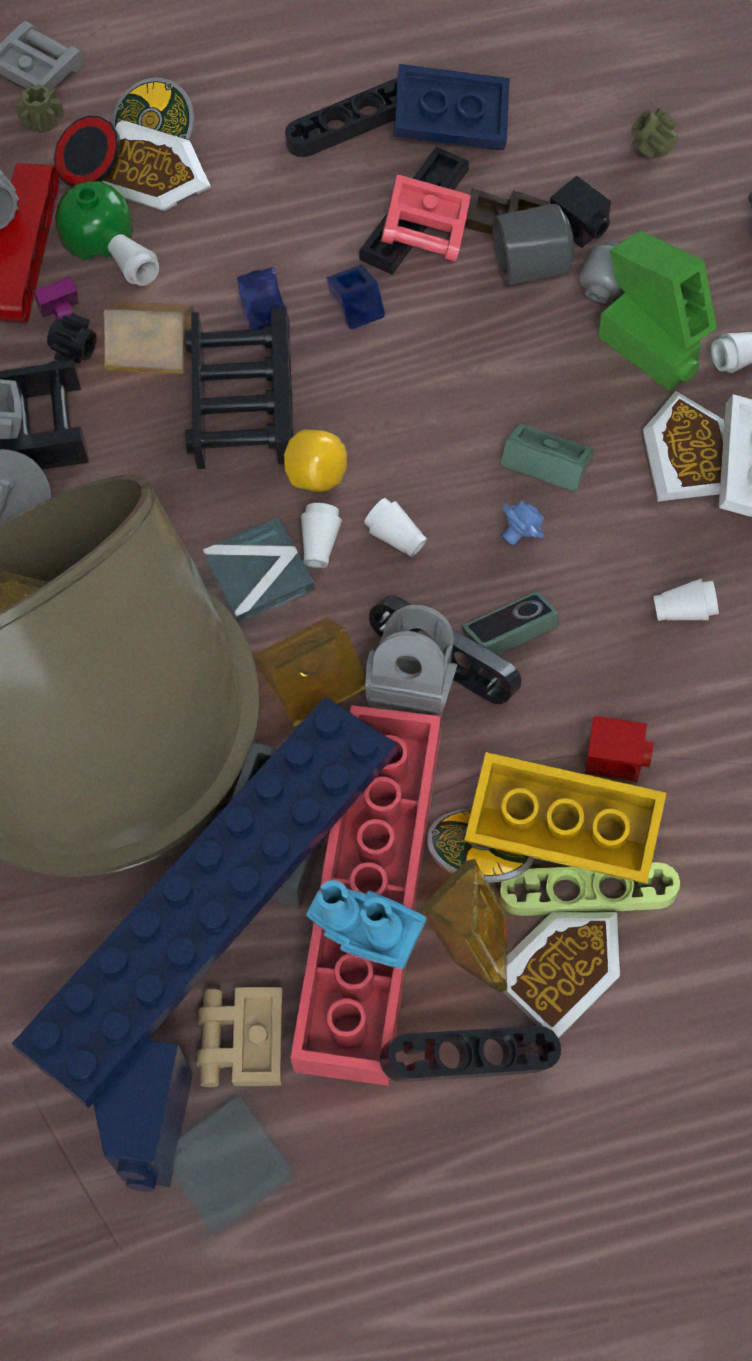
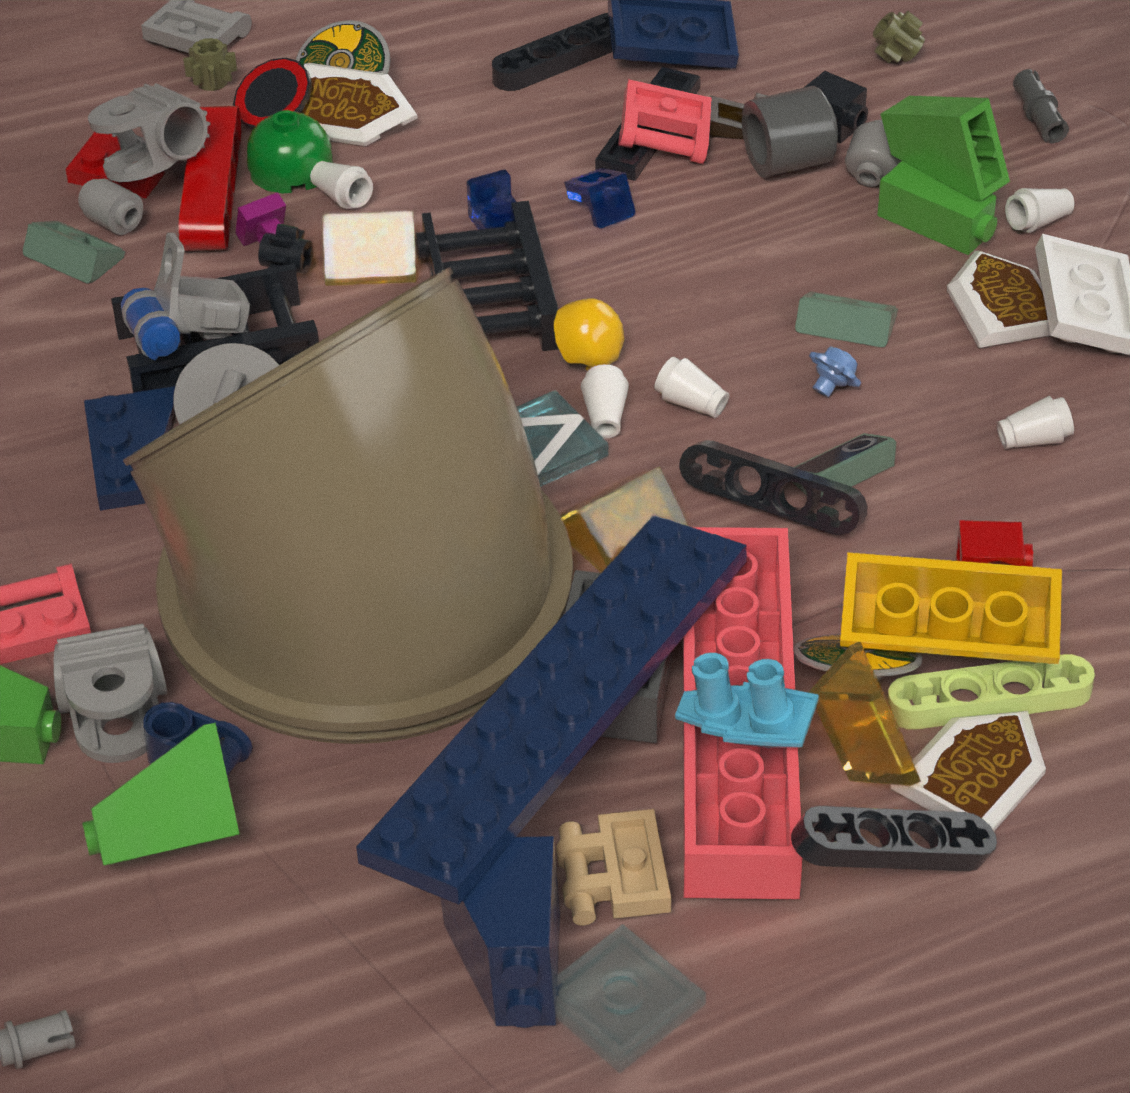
camera: 10 degrees left, 20 degrees down
(409, 668) = (737, 503): light grey piece -> none

